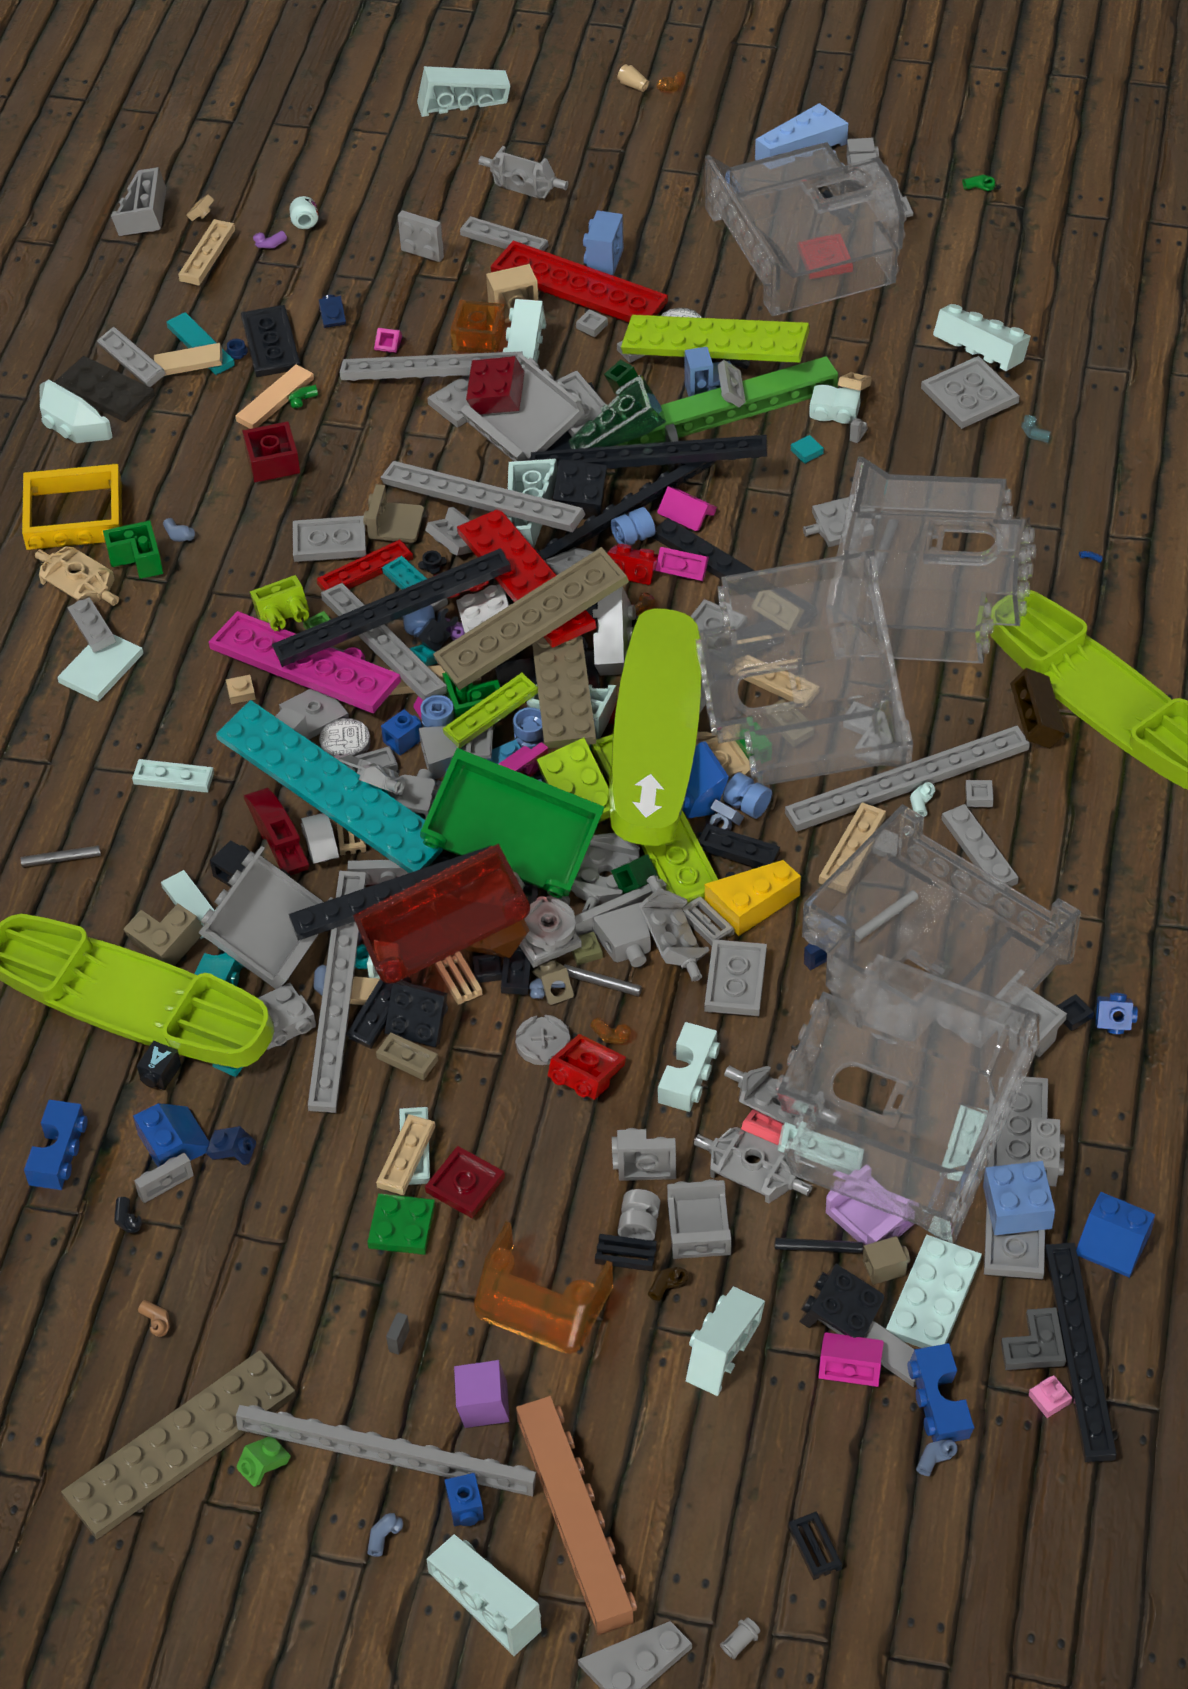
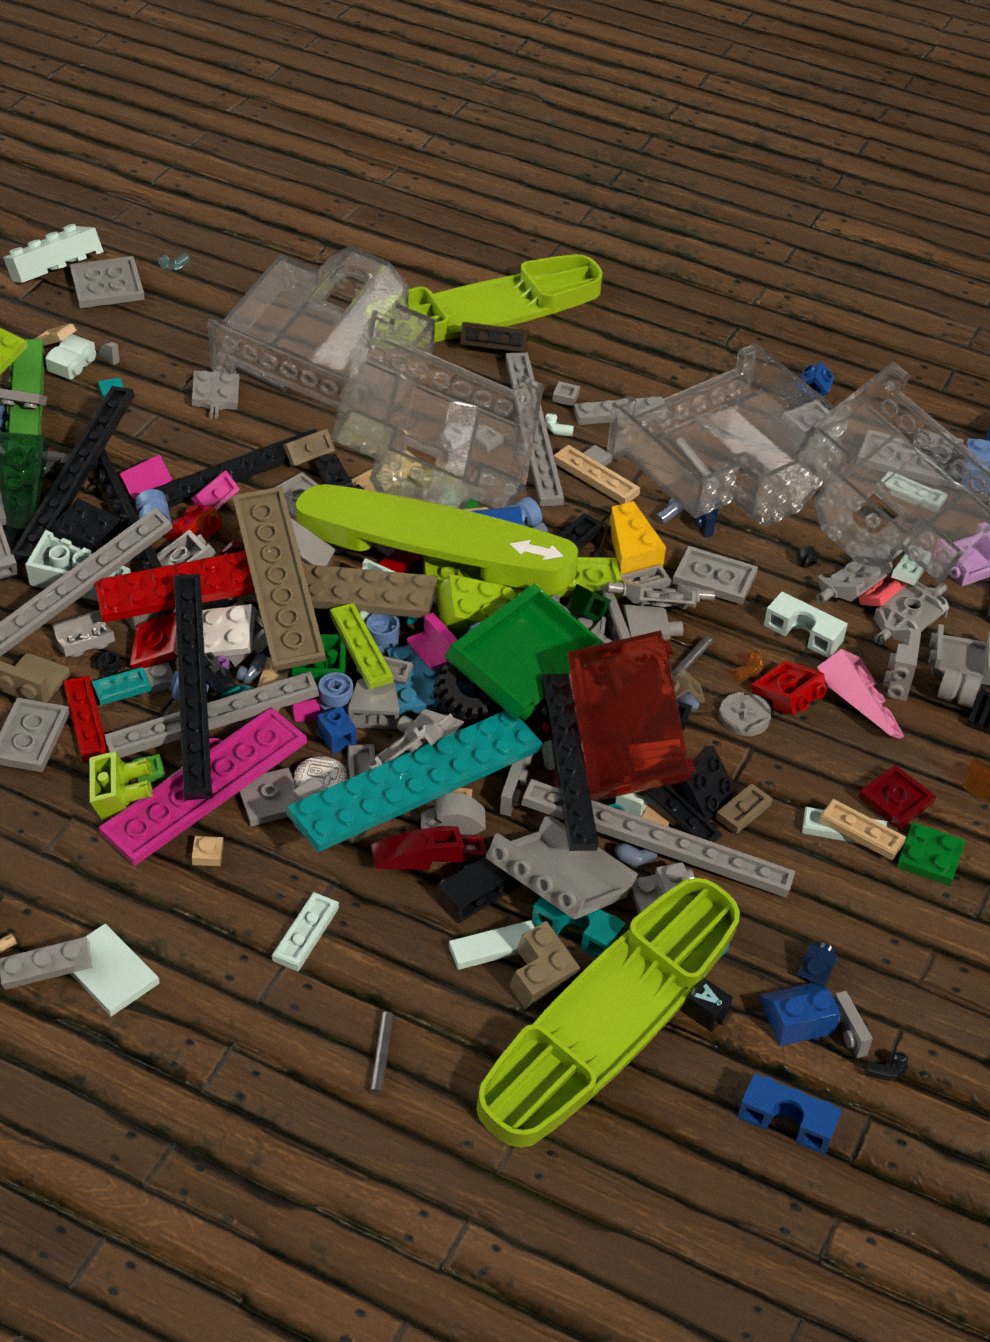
camera: 80 degrees left, 5 degrees down
(591, 1134) = (854, 682): none -> bright pink wedge

